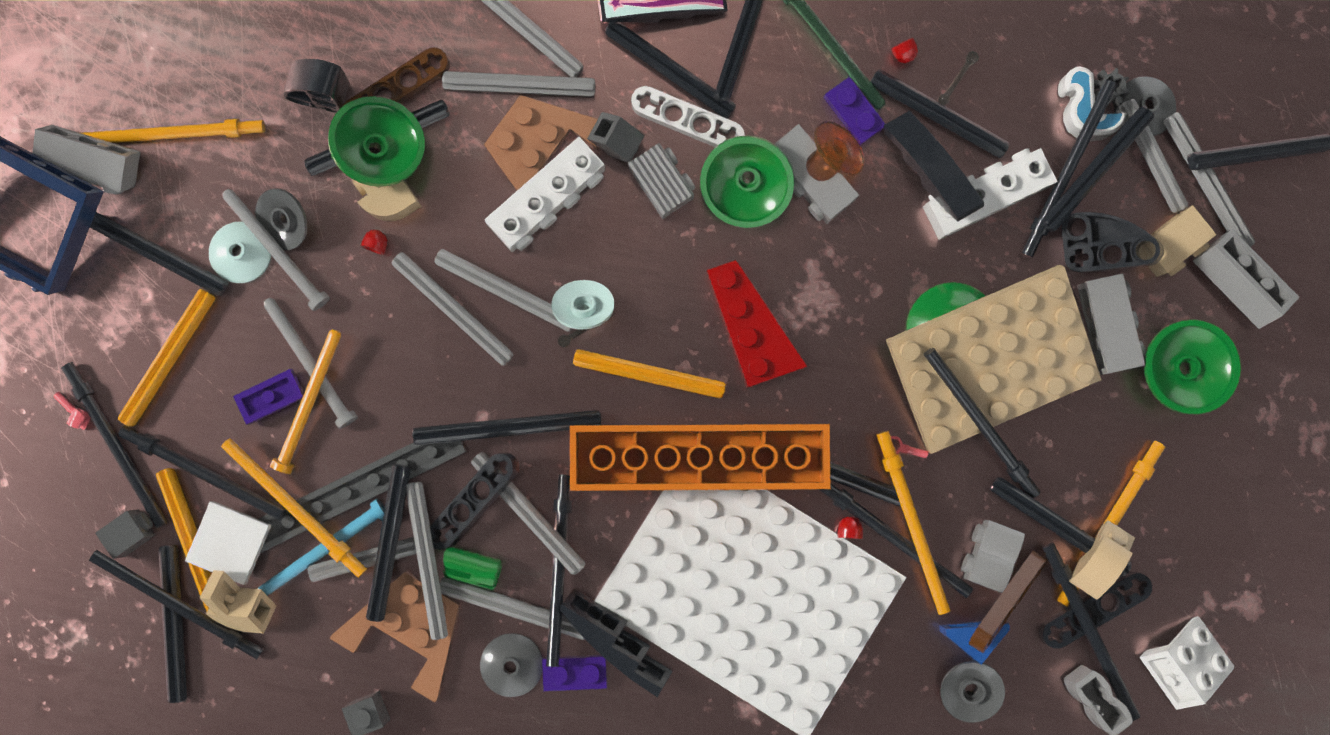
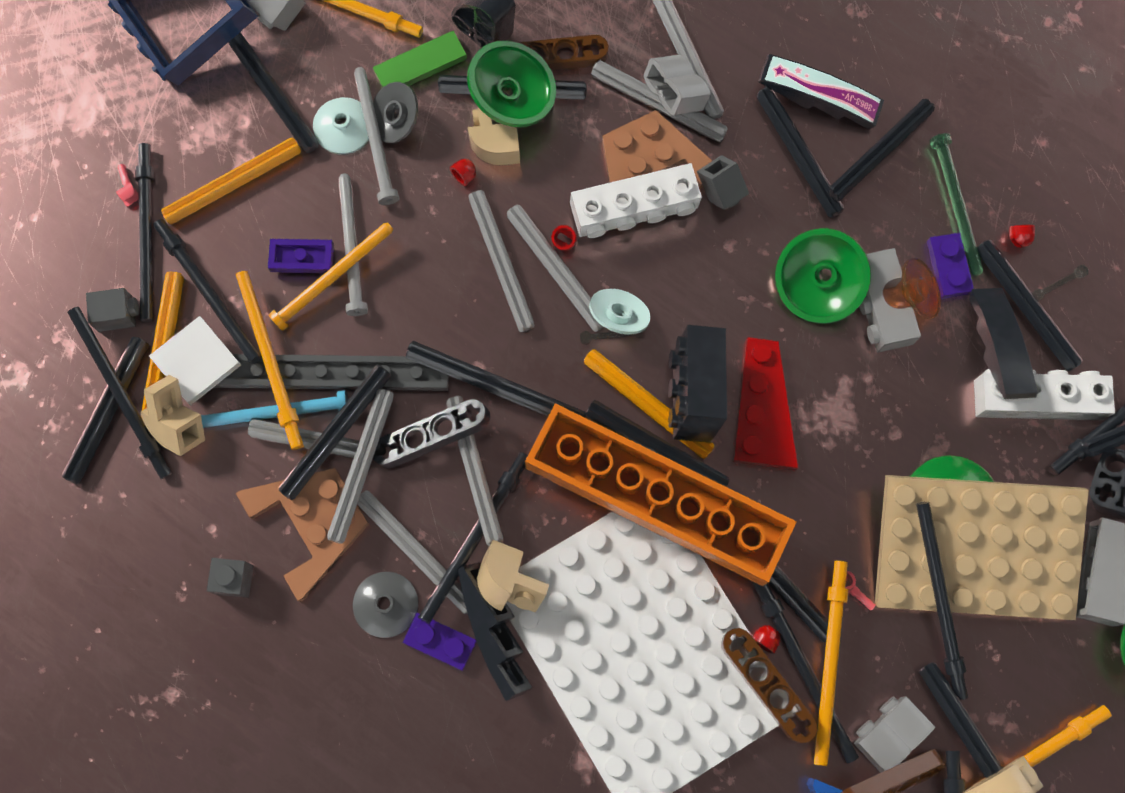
camera: 30 degrees right, 10 degrees down
(279, 155) = (422, 61): none -> bright green tile
(471, 568) = (397, 494): green arm -> none
(498, 267) = (566, 231): none -> red hinge
(527, 62) = (676, 84): none -> light grey brick
(601, 601) = (502, 583): none -> tan brick
(661, 180) = (745, 240): light grey brick -> none
(675, 408) = (640, 435): none -> black axle
(685, 123) = (799, 194): white beam -> none
(685, 339) = (698, 384): none -> black brick
(870, 570) = (765, 687): none -> reddish brown beam

